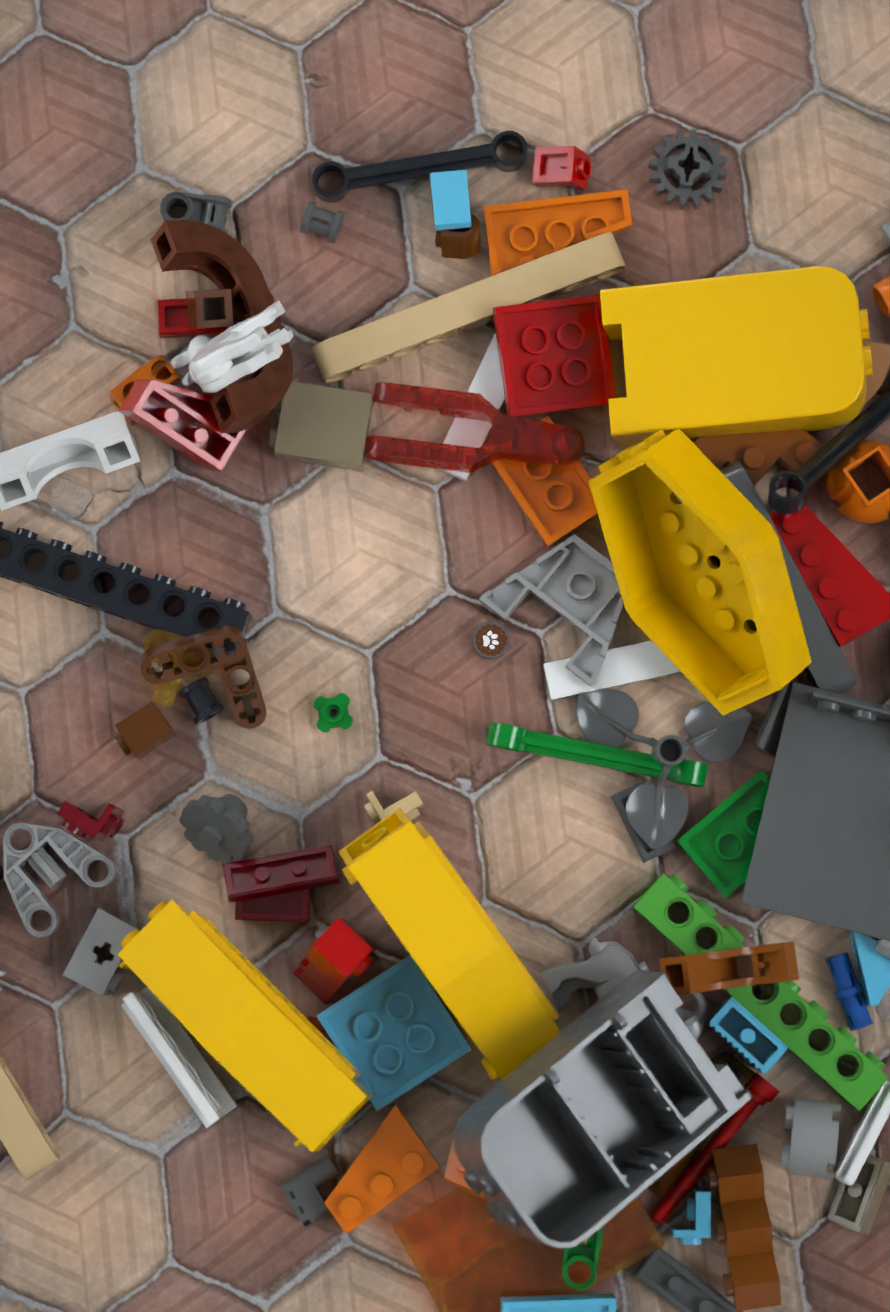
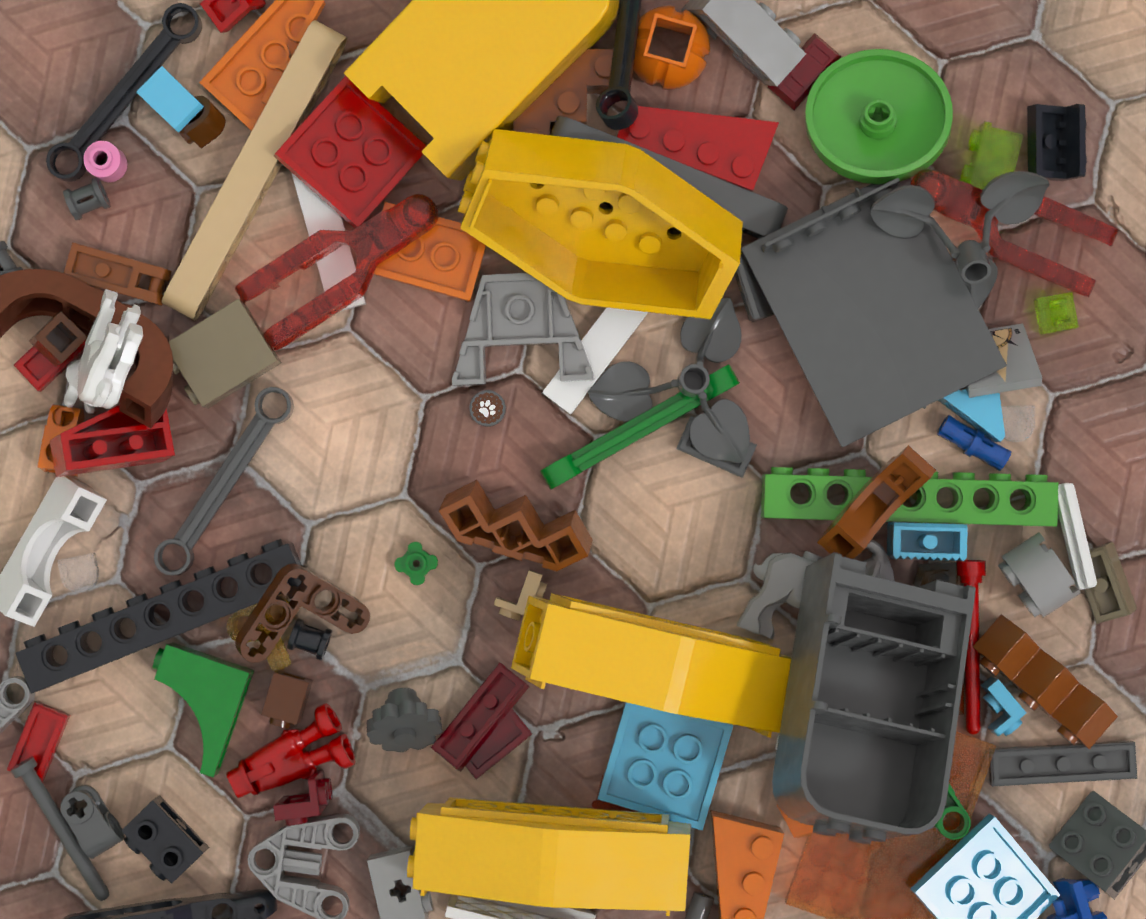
camera: 45 degrees left, 5 degrees up
(92, 678) = (212, 690): none -> green arch
(102, 775) = (284, 757): none -> red piece
(240, 524) = (223, 481): none -> dark grey piece
(296, 296) = (116, 273): none -> dark orange plate
(335, 959) = (577, 745): red wedge -> none
(360, 216) = (112, 169): none -> bright pink brick
(432, 750) = (515, 528): none -> dark orange brick
(726, 837) = (787, 405): green plate -> none

